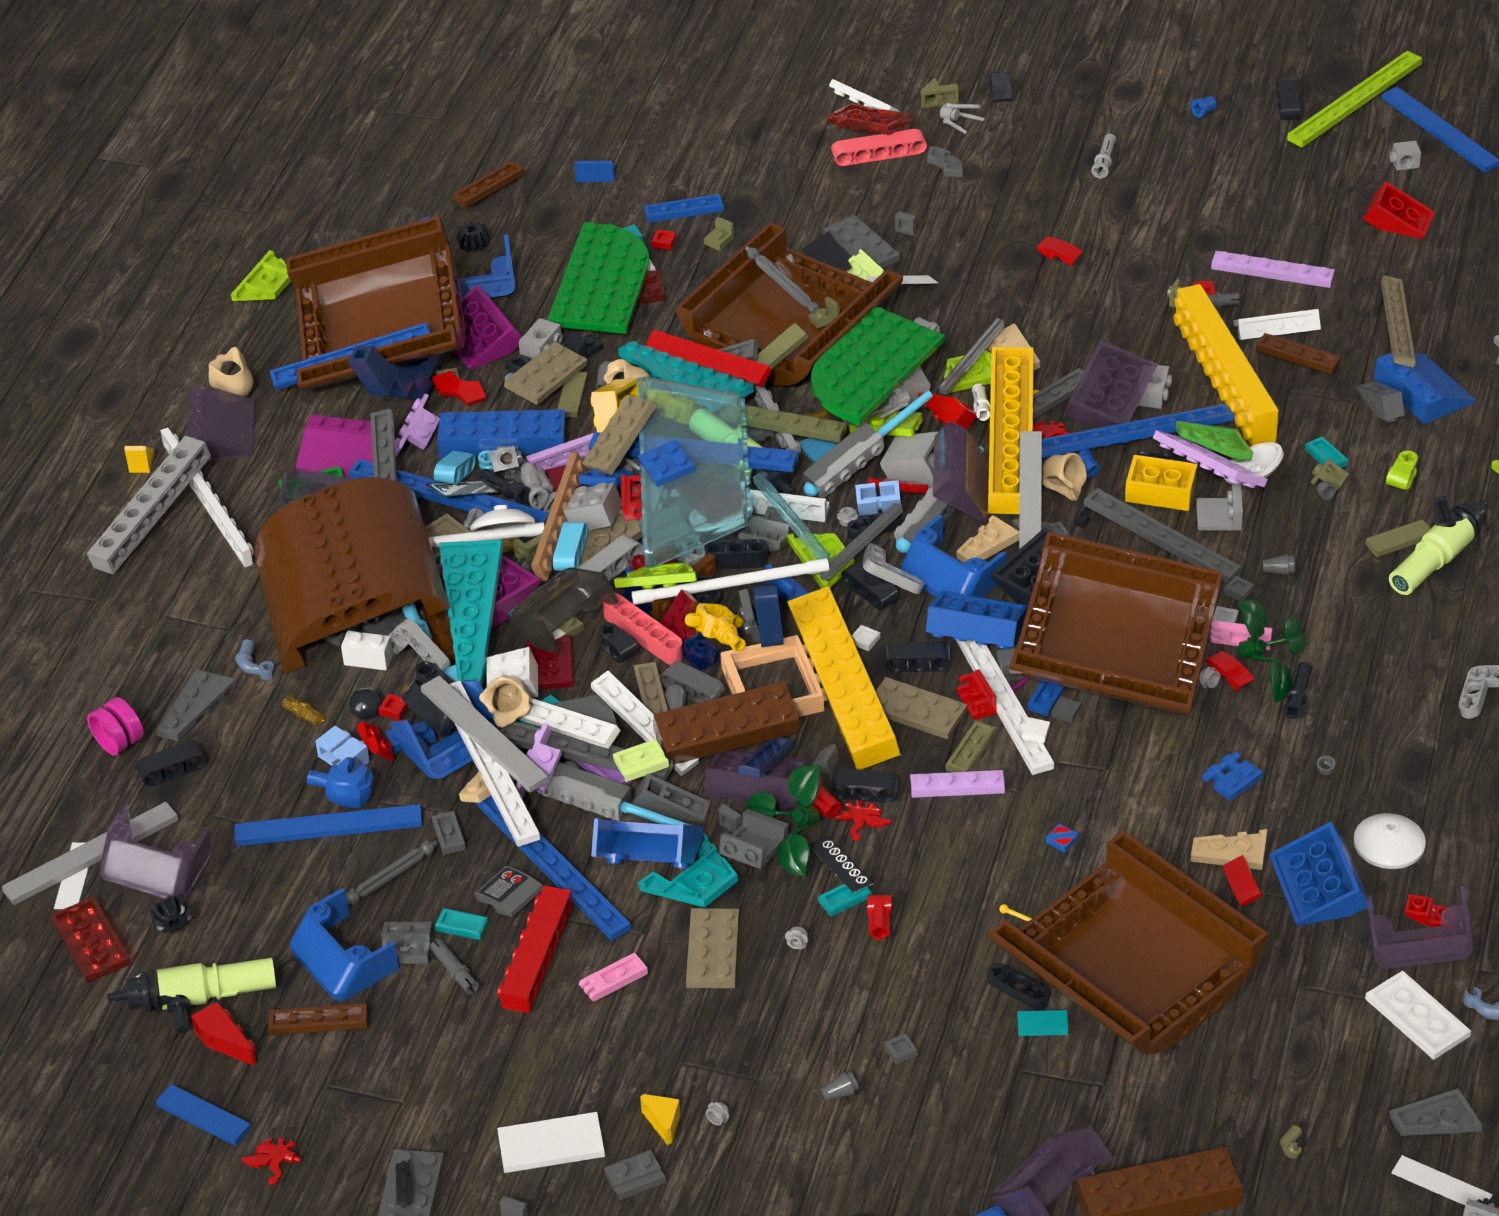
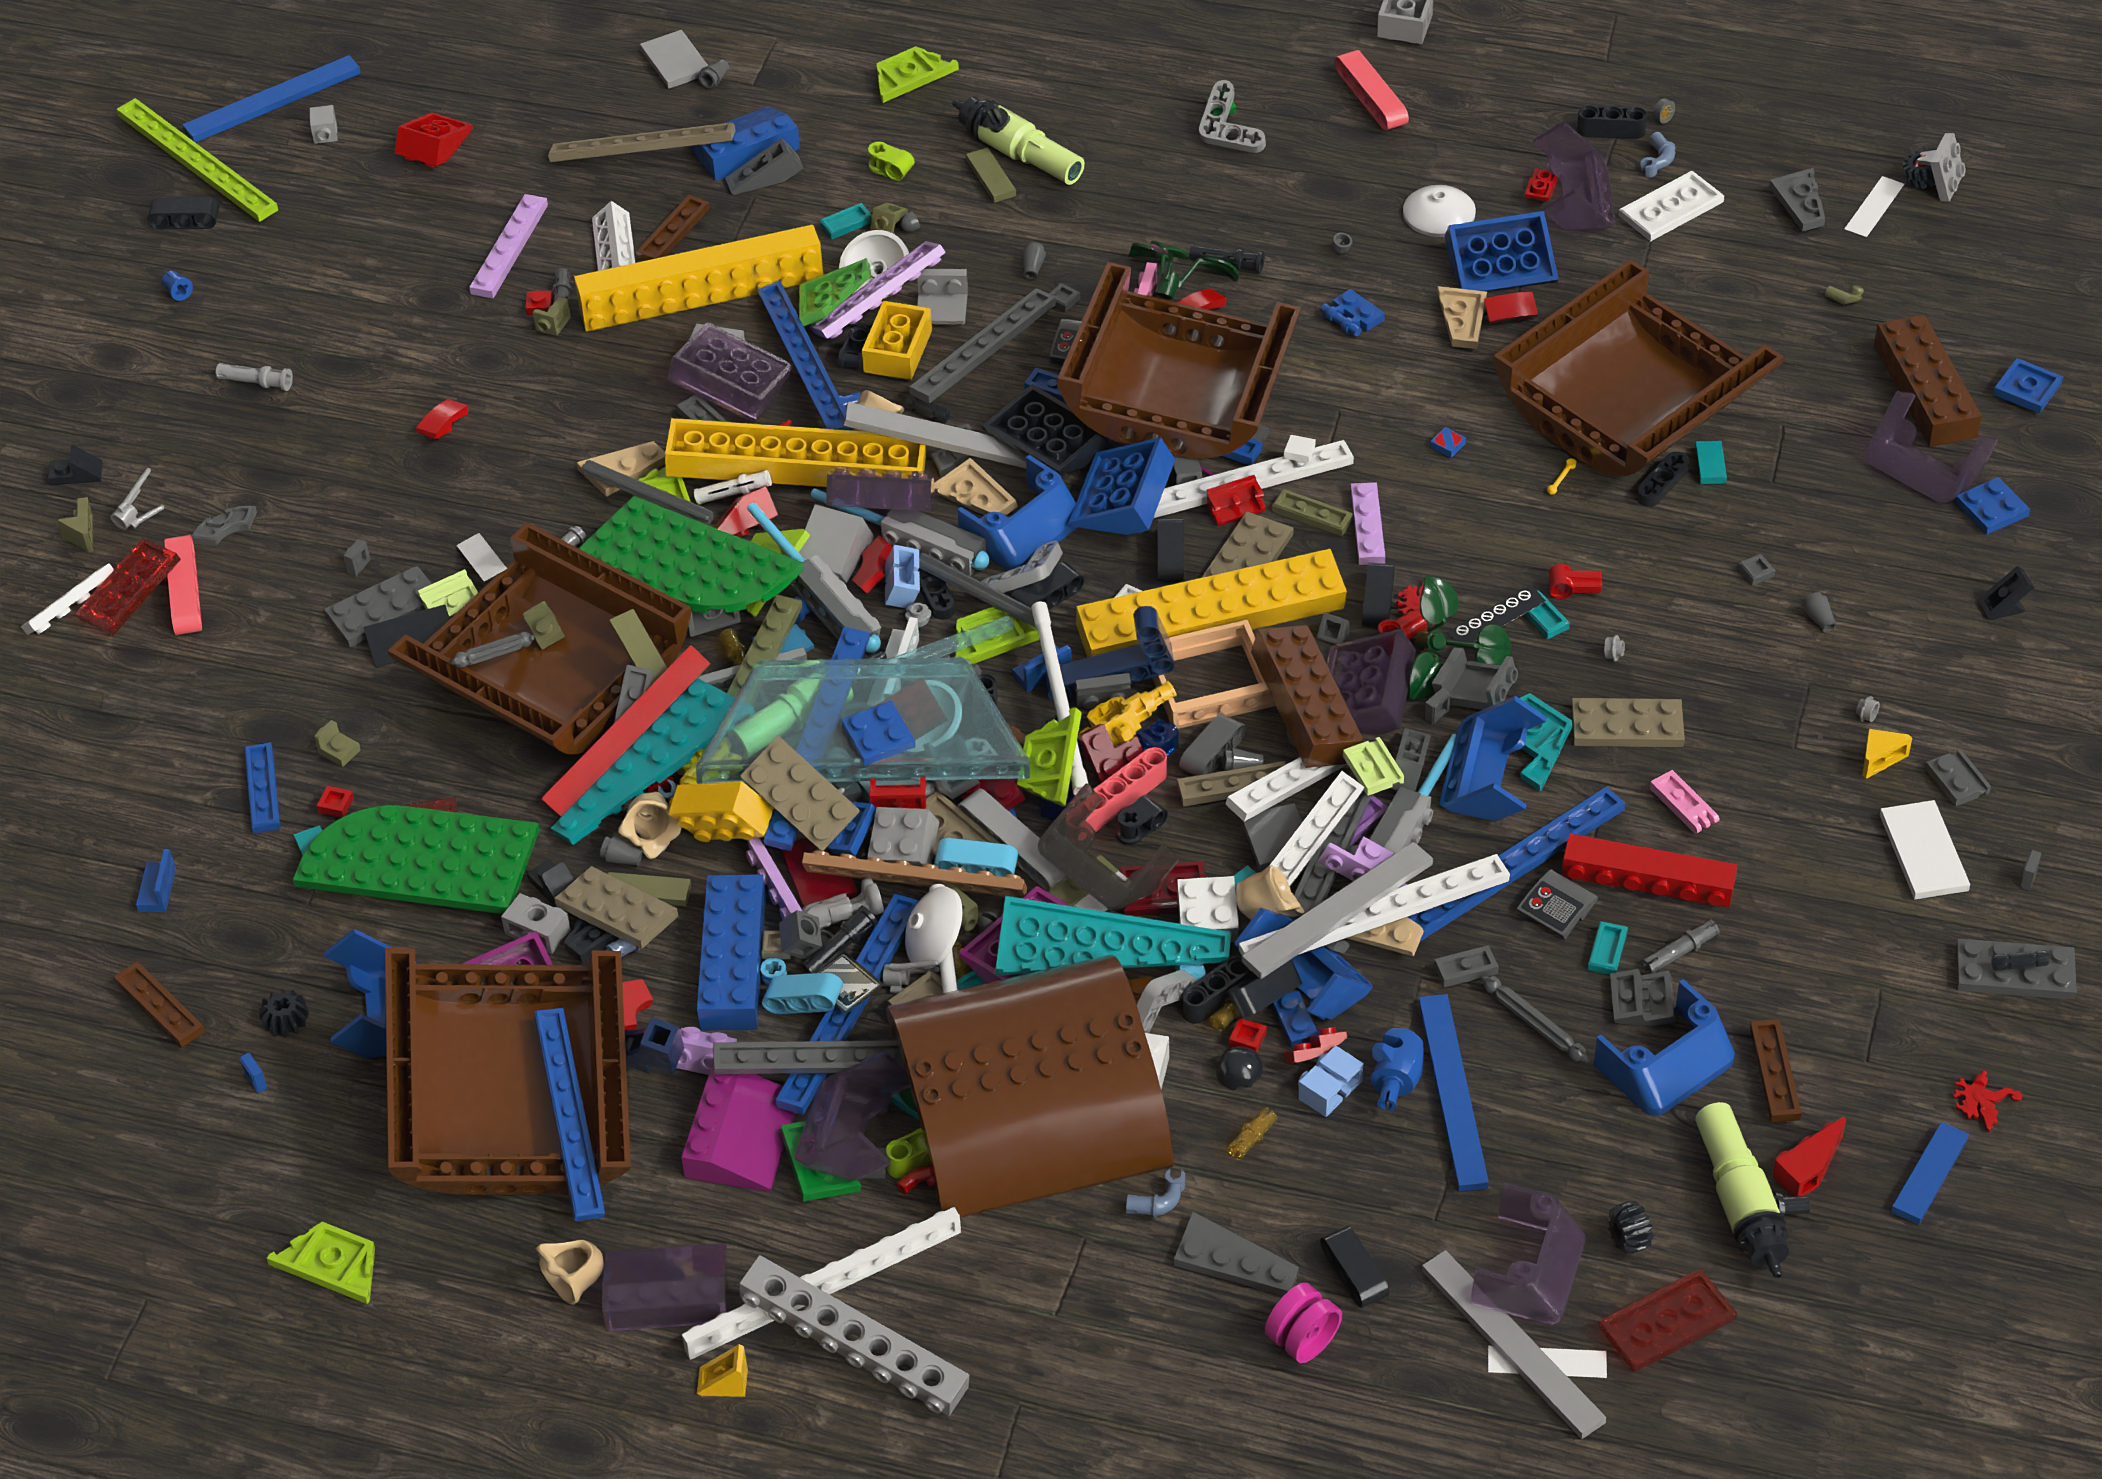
camera: 90 degrees left, 5 degrees up
(766, 757) = (1363, 665): dark blue tile -> none

